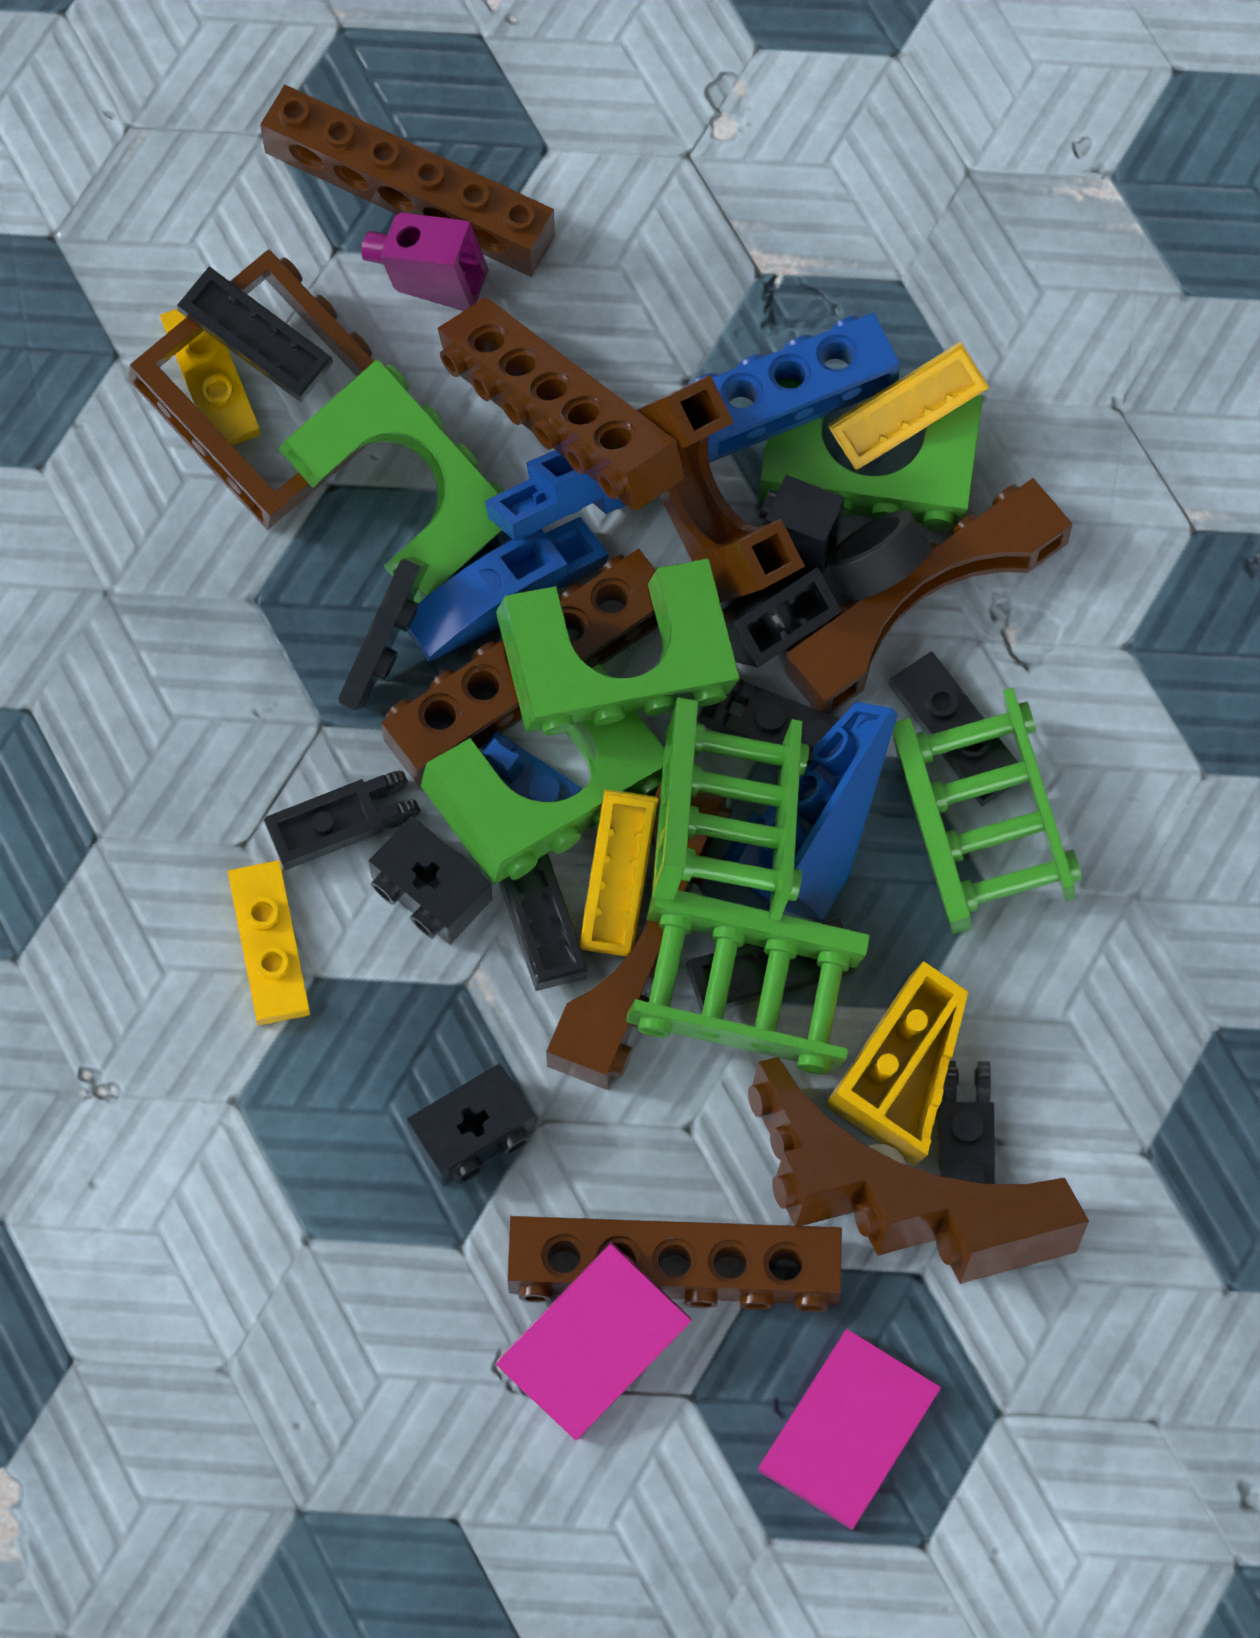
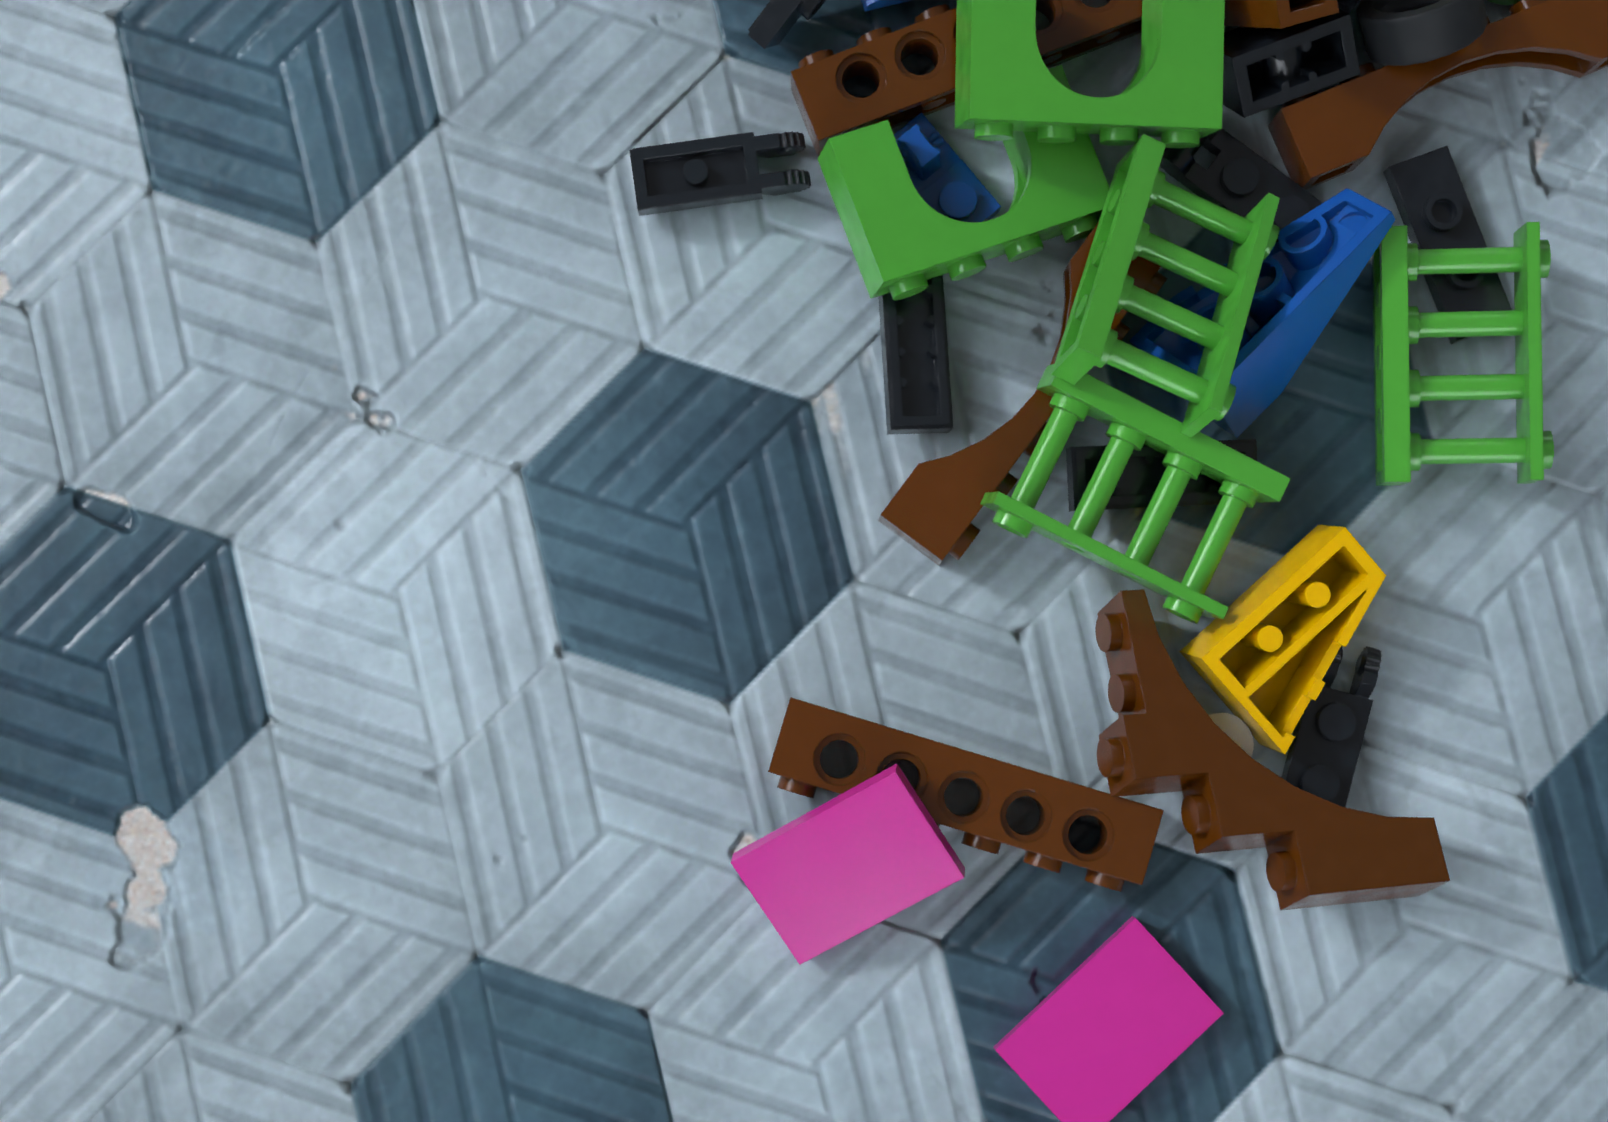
camera: 15 degrees right, 15 degrees up
(268, 943) = (600, 296): yellow plate -> none
(420, 854) = (795, 237): black brick -> none
(486, 1101) = (799, 546): black brick -> none
(618, 872) = (1018, 320): yellow plate -> none

